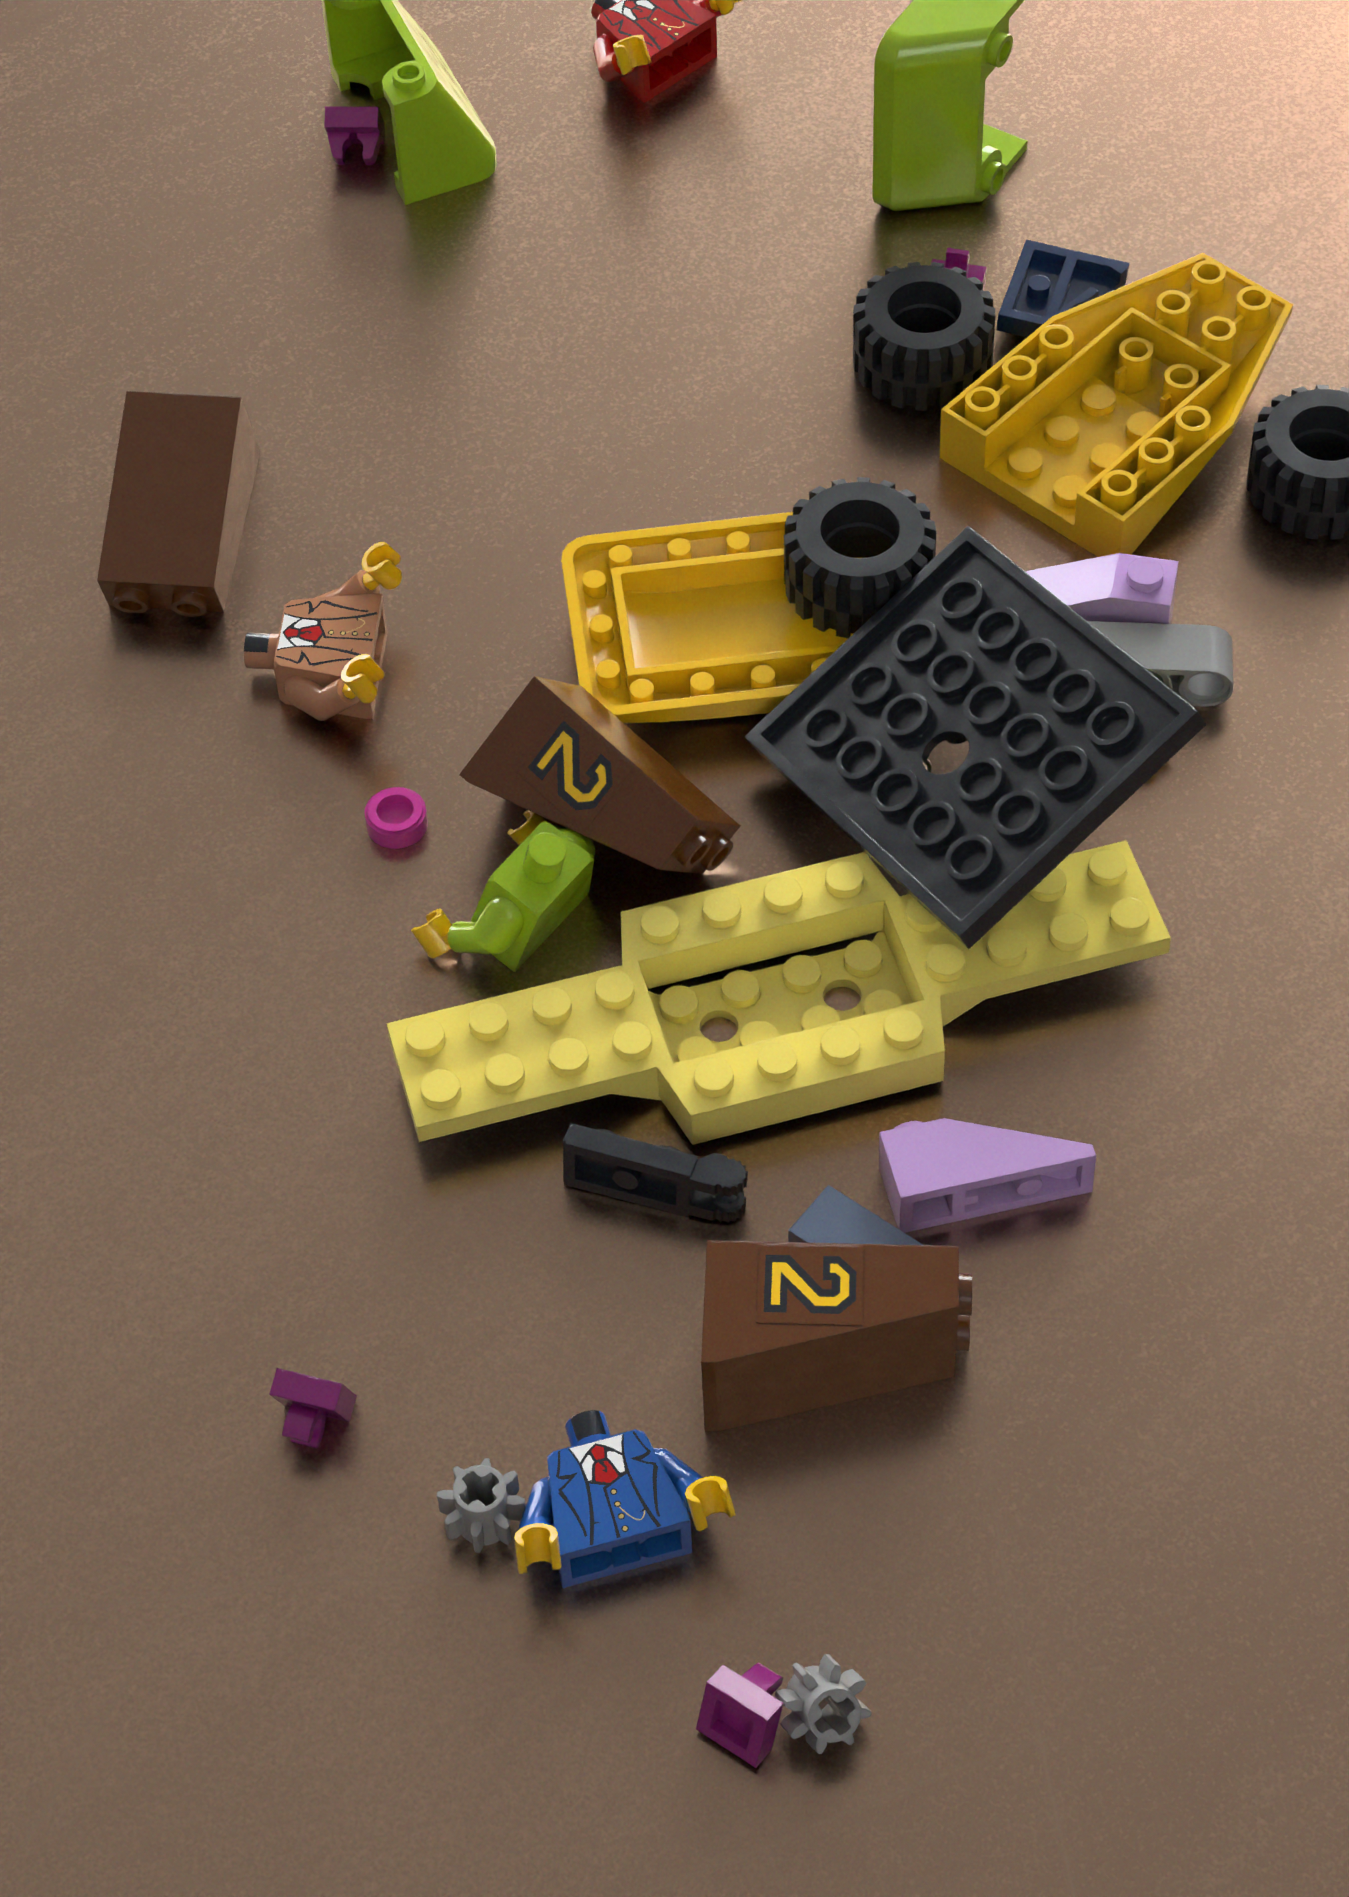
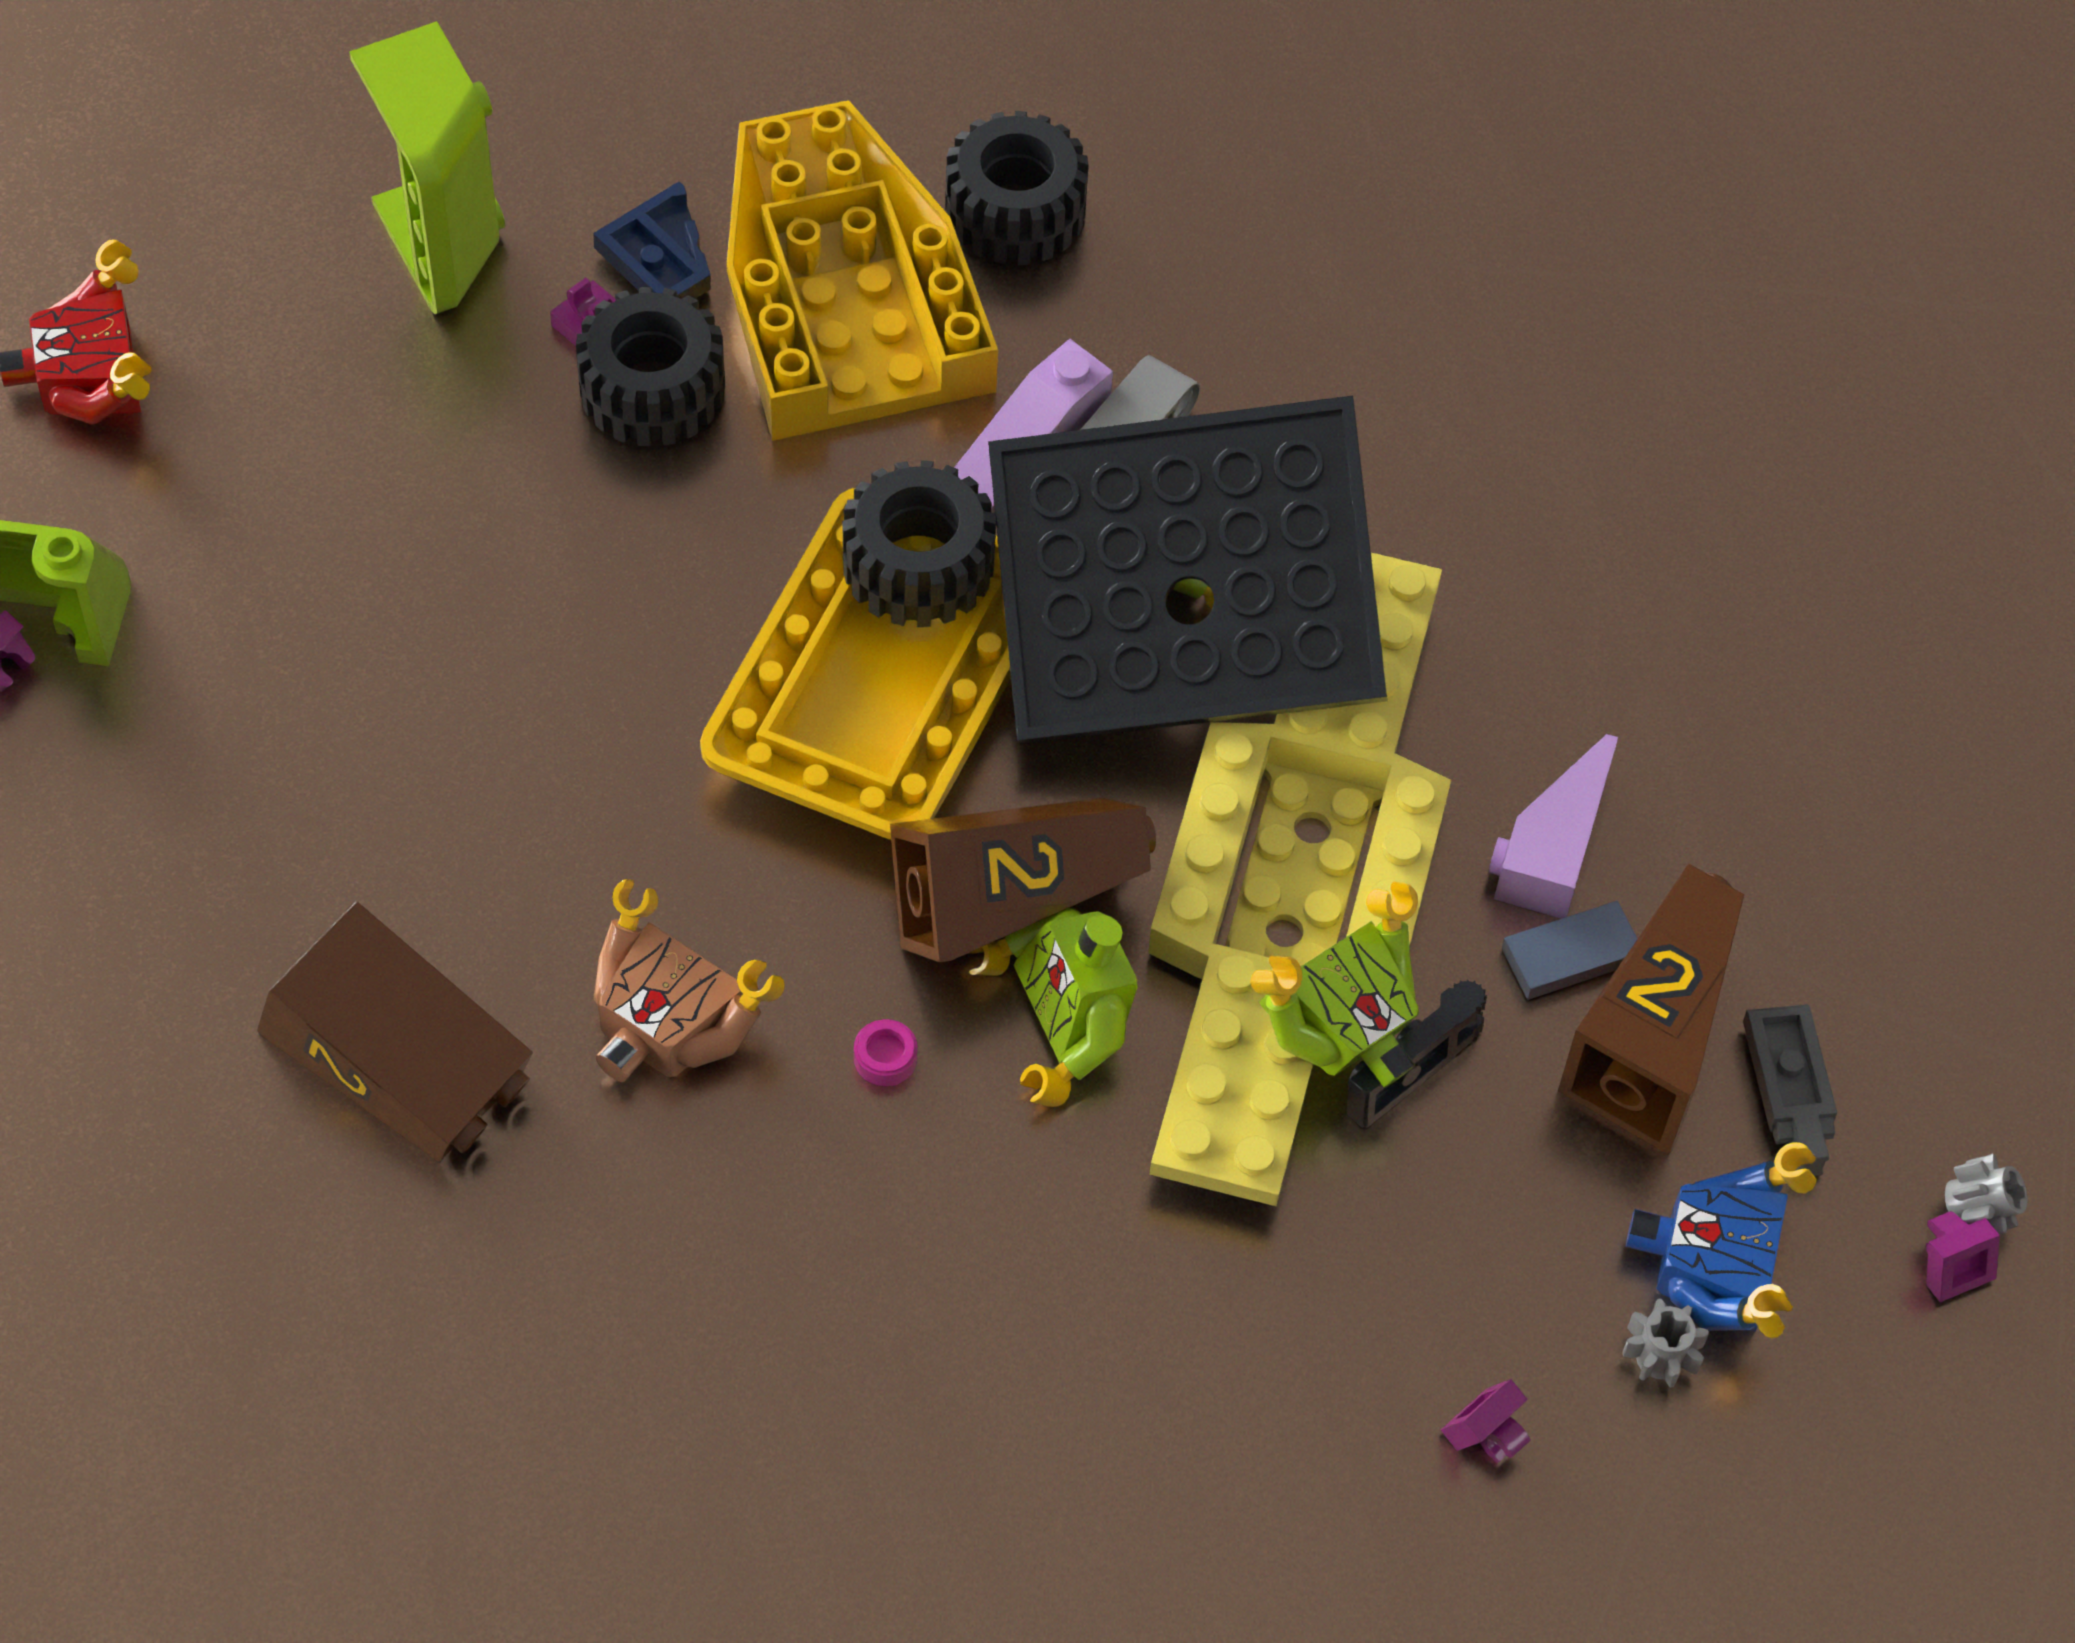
camera: 65 degrees left, 5 degrees up
(622, 1061) = (1349, 996): none -> lime torso
(841, 1486) = (1792, 1078): none -> dark grey hinge

